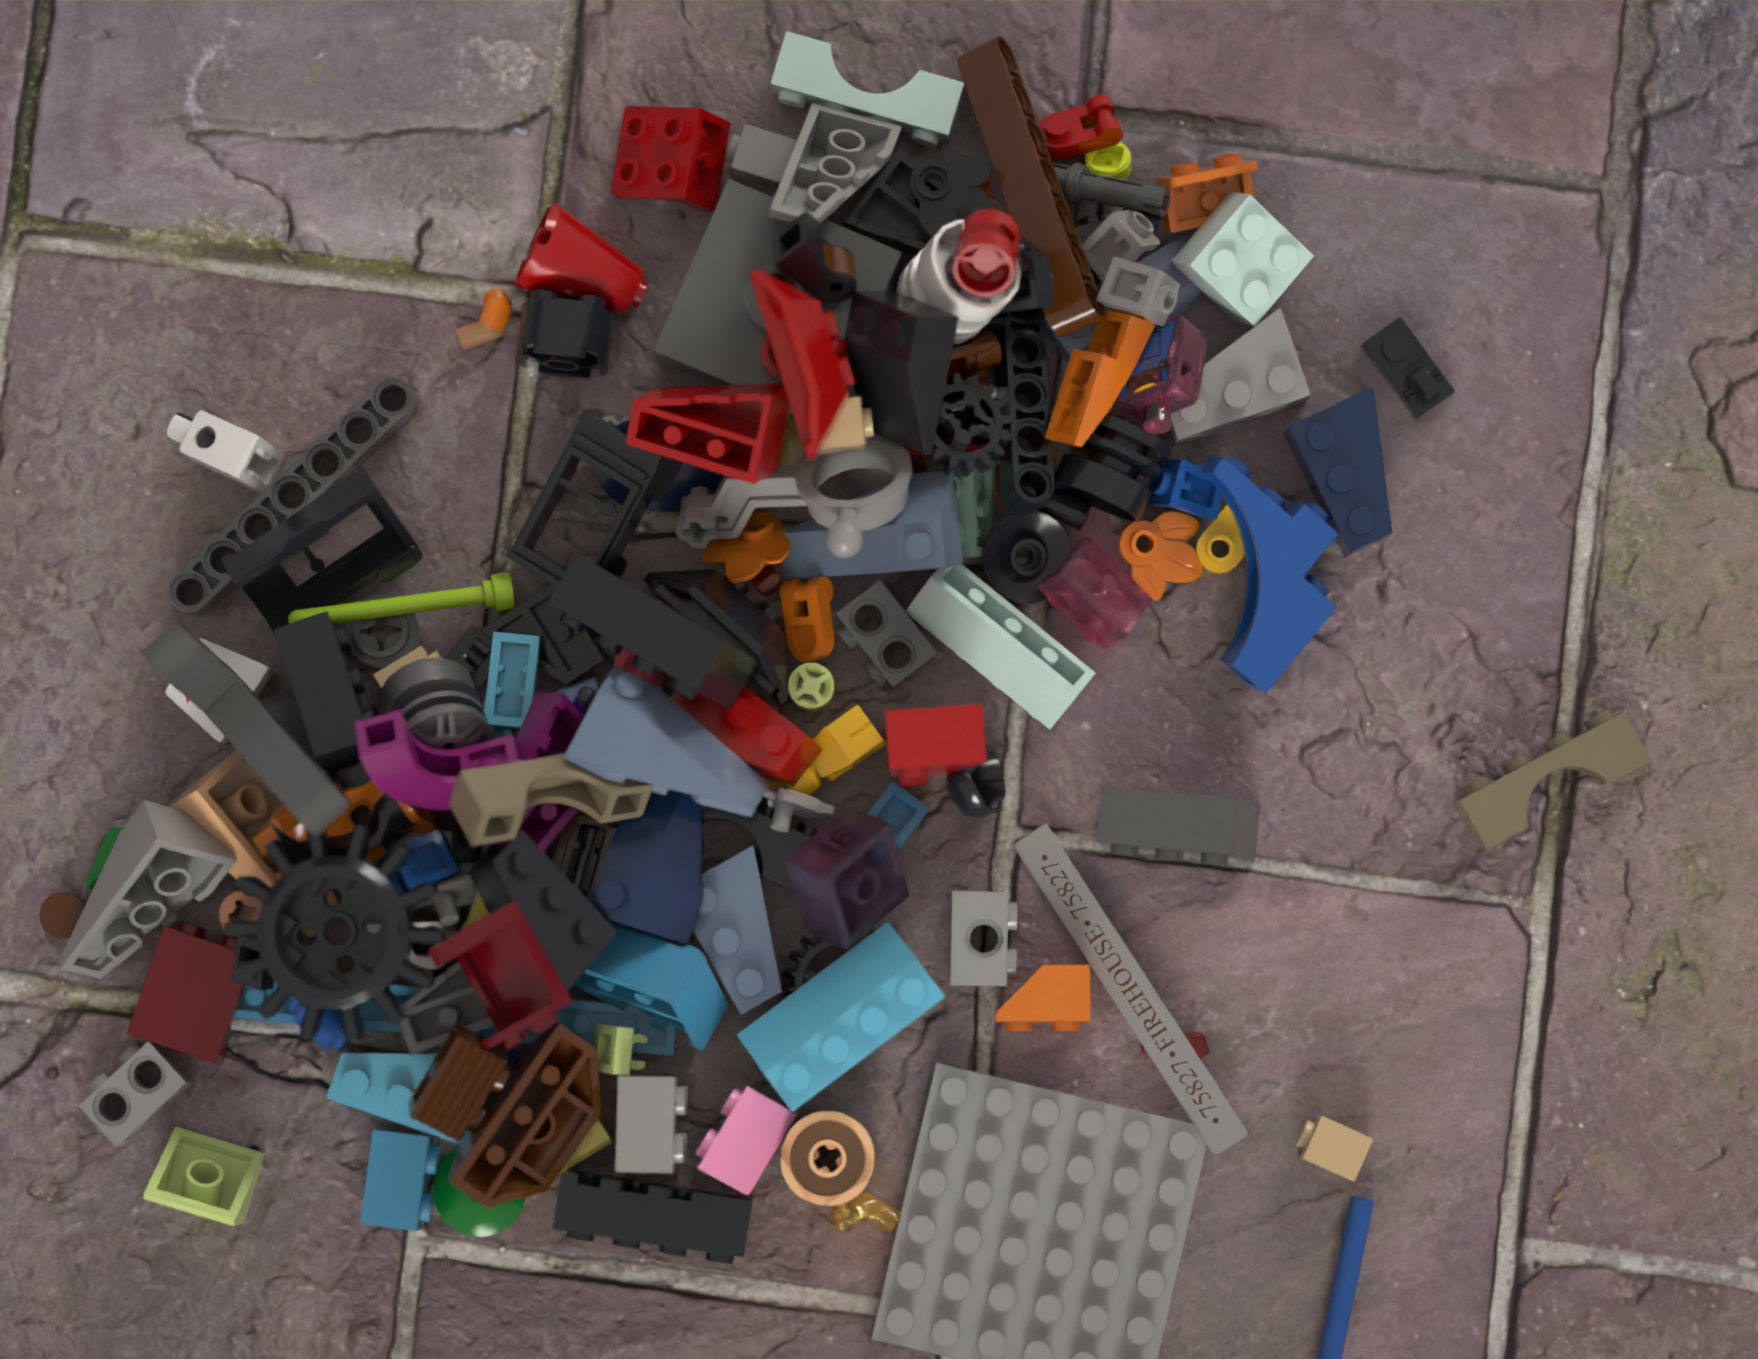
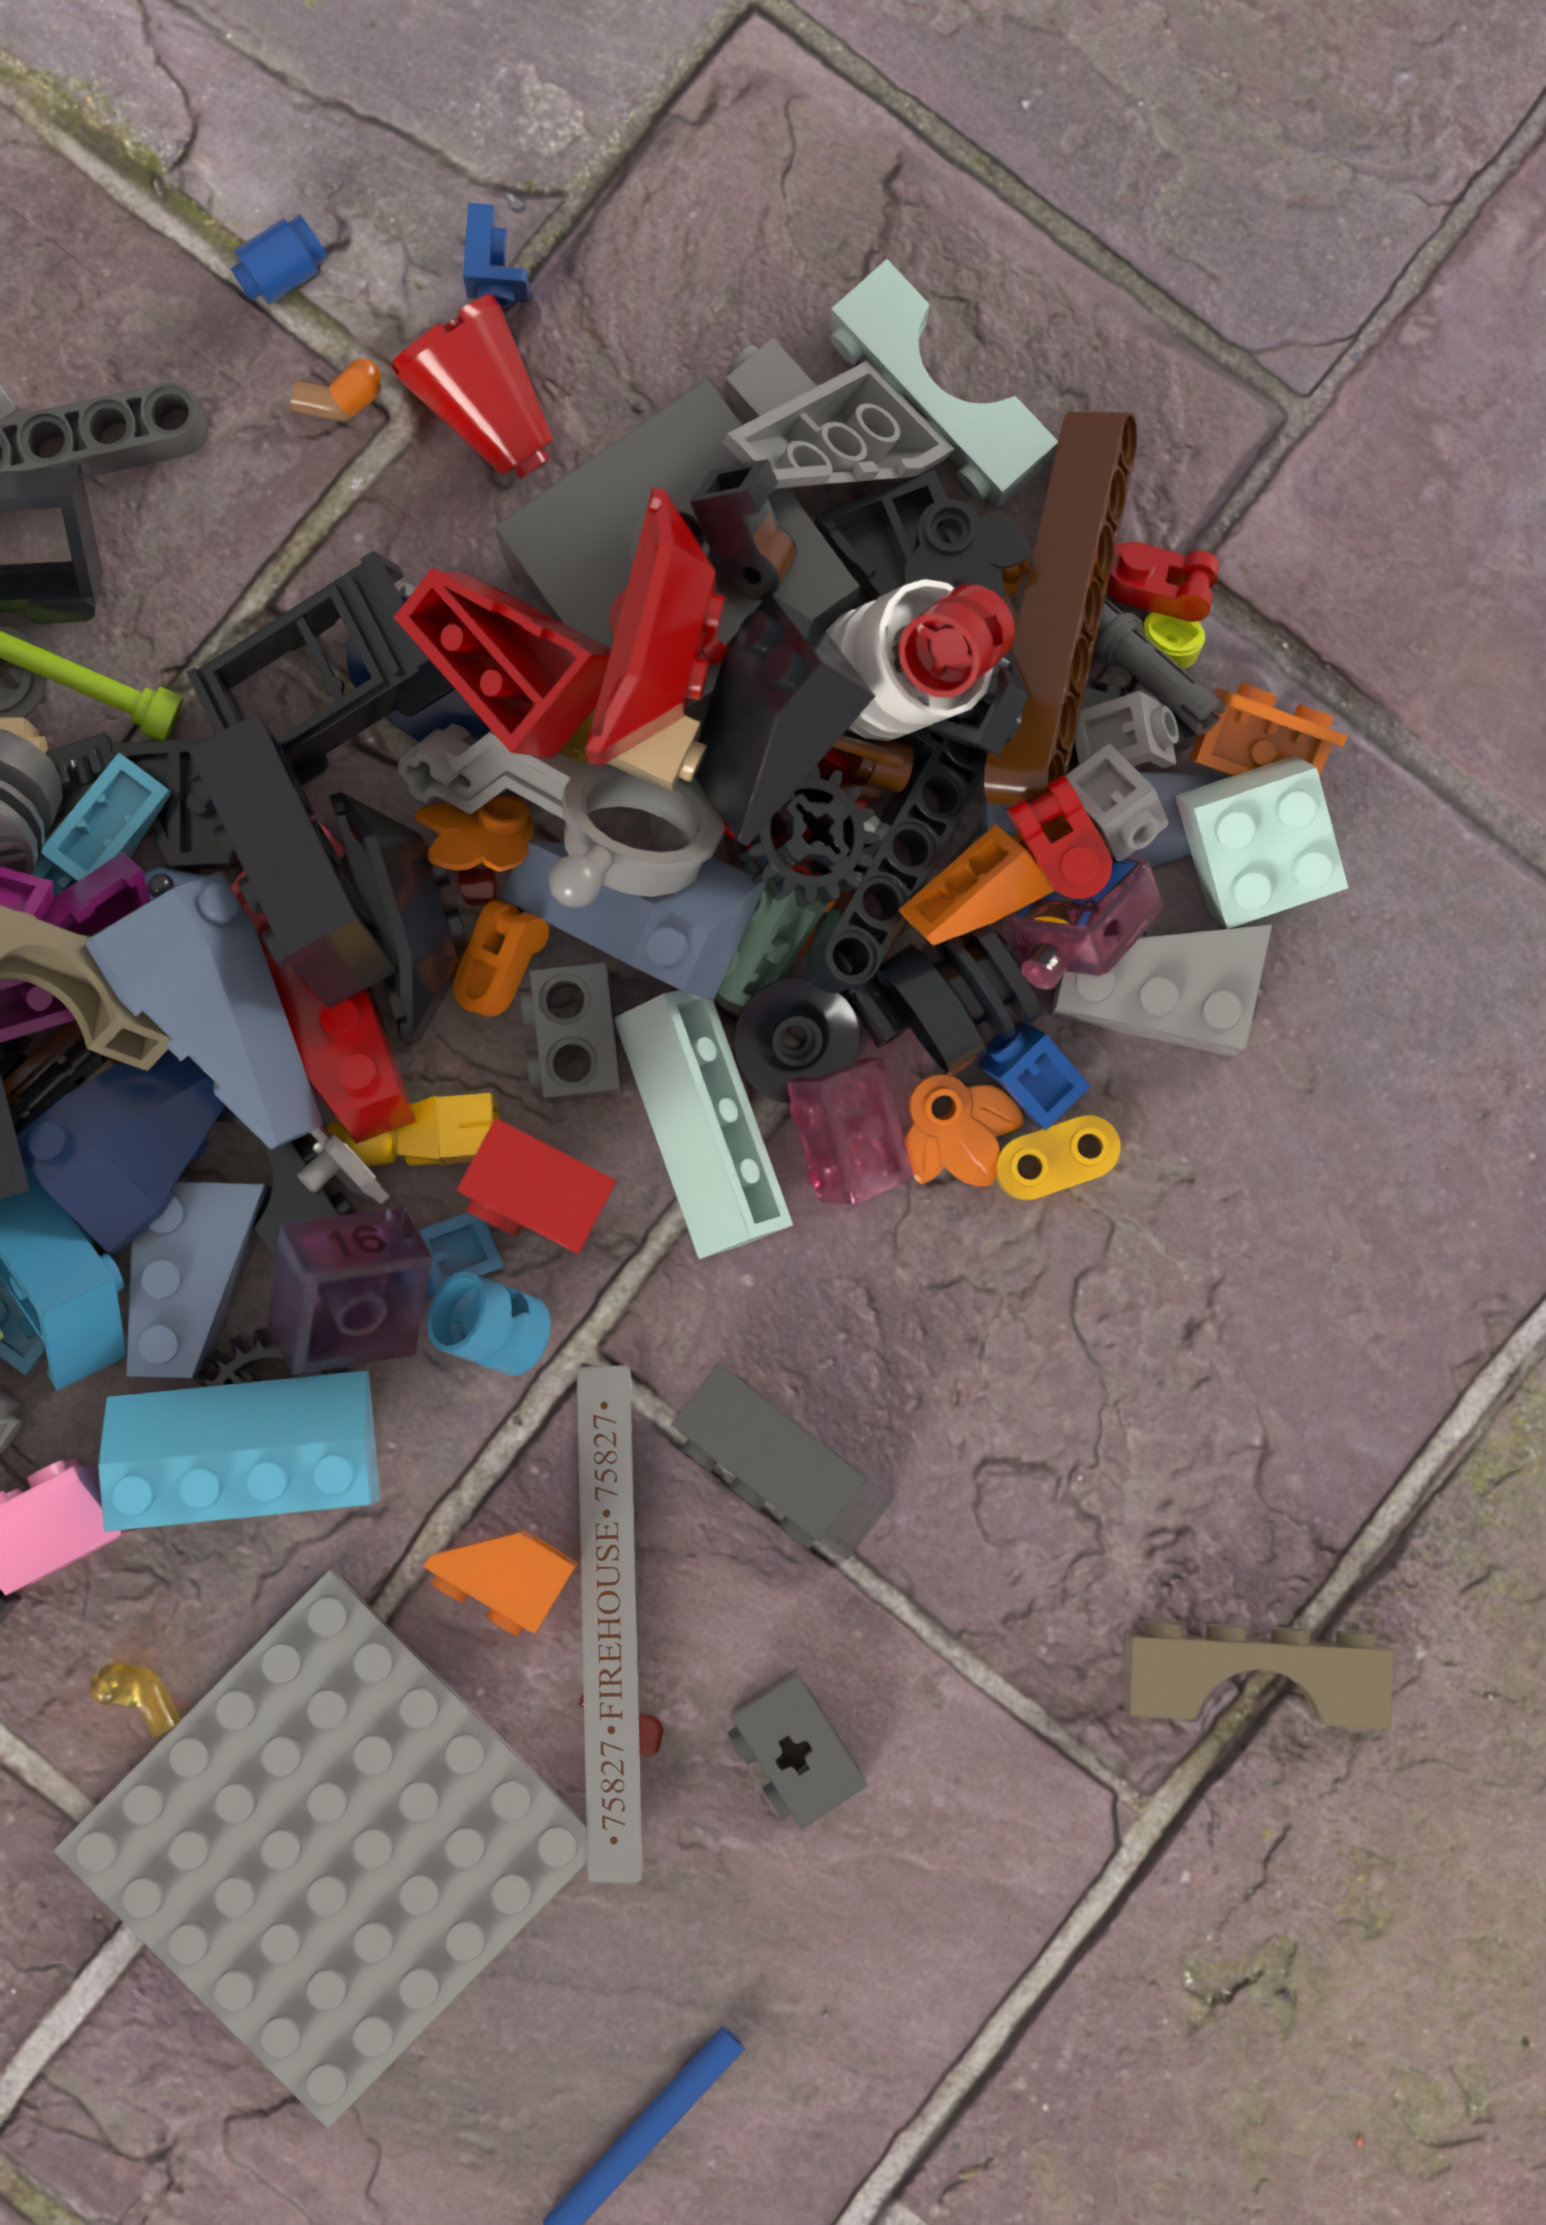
camera: 25 degrees right, 0 degrees up
(397, 259) = (278, 259): none -> blue brick
(525, 176) = (483, 251): none -> blue bracket
(565, 334) = (414, 457): black brick -> none
(671, 155) = (668, 325): red bracket -> none
(807, 680) = (442, 1030): yellowish green wheel -> none
(821, 1184) = (102, 1633): light nougat brick -> none
(944, 847) = (488, 1323): none -> dark azure wheel
(972, 910) = (434, 1476): light grey brick -> none
(977, 787) = (577, 1280): black hair -> none
(1138, 343) = (1076, 862): none -> red plate
(1279, 548) = (1100, 1209): blue arch -> none
(1322, 996) = (829, 1770): none -> dark grey brick
(1333, 1147) = (734, 1958): tan brick -> none
(1345, 469) = (1233, 1162): dark blue wedge -> none
(1408, 368) = (1379, 1088): black hinge -> none

